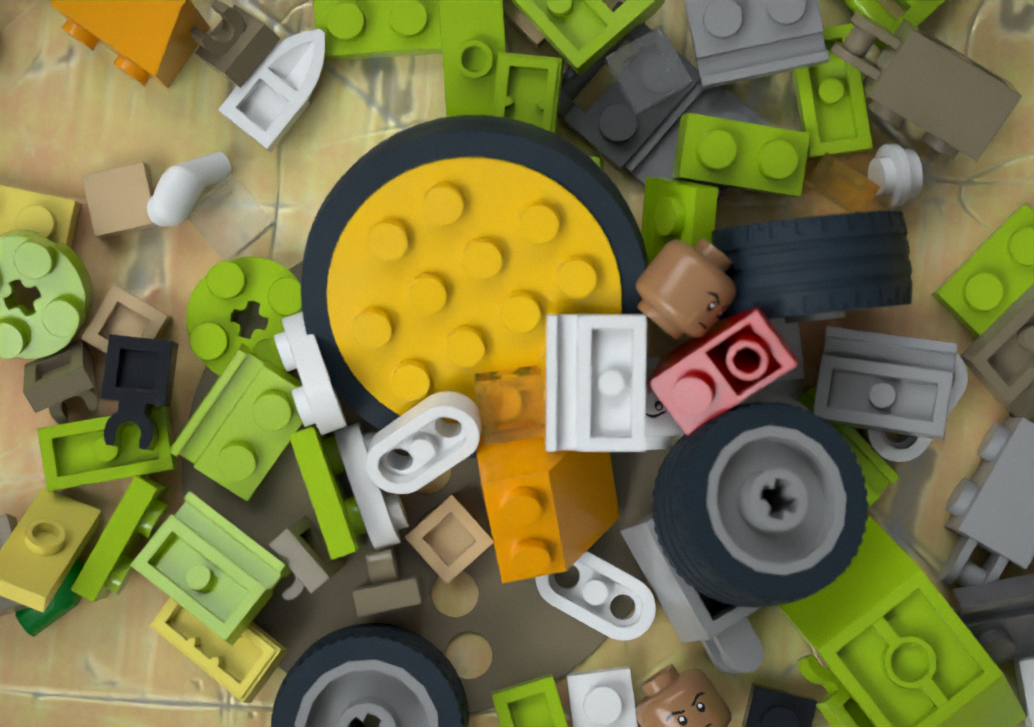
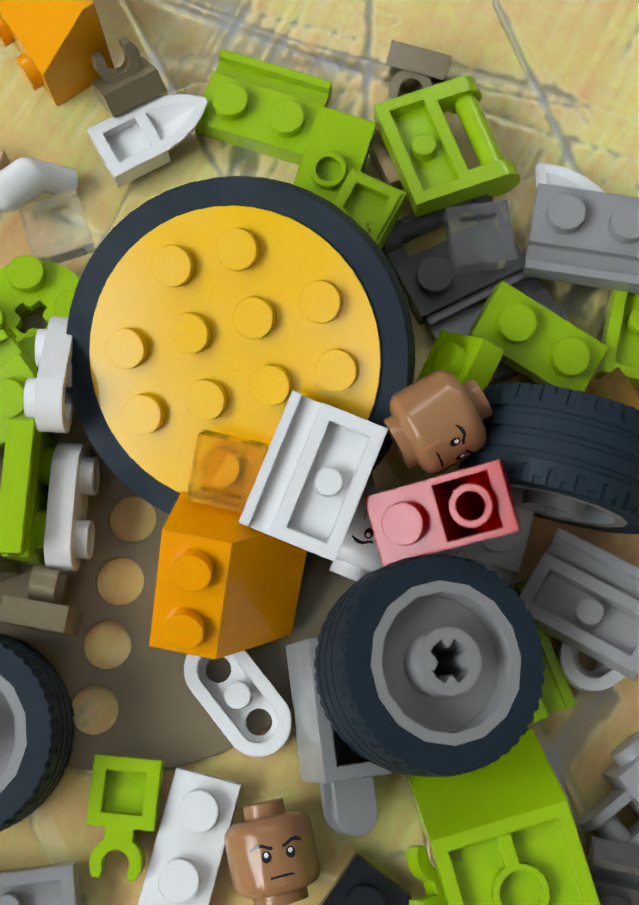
camera: 20 degrees right, 10 degrees down
(429, 440) = (134, 475): white plate -> none
(449, 539) = (121, 588): tan tile -> none

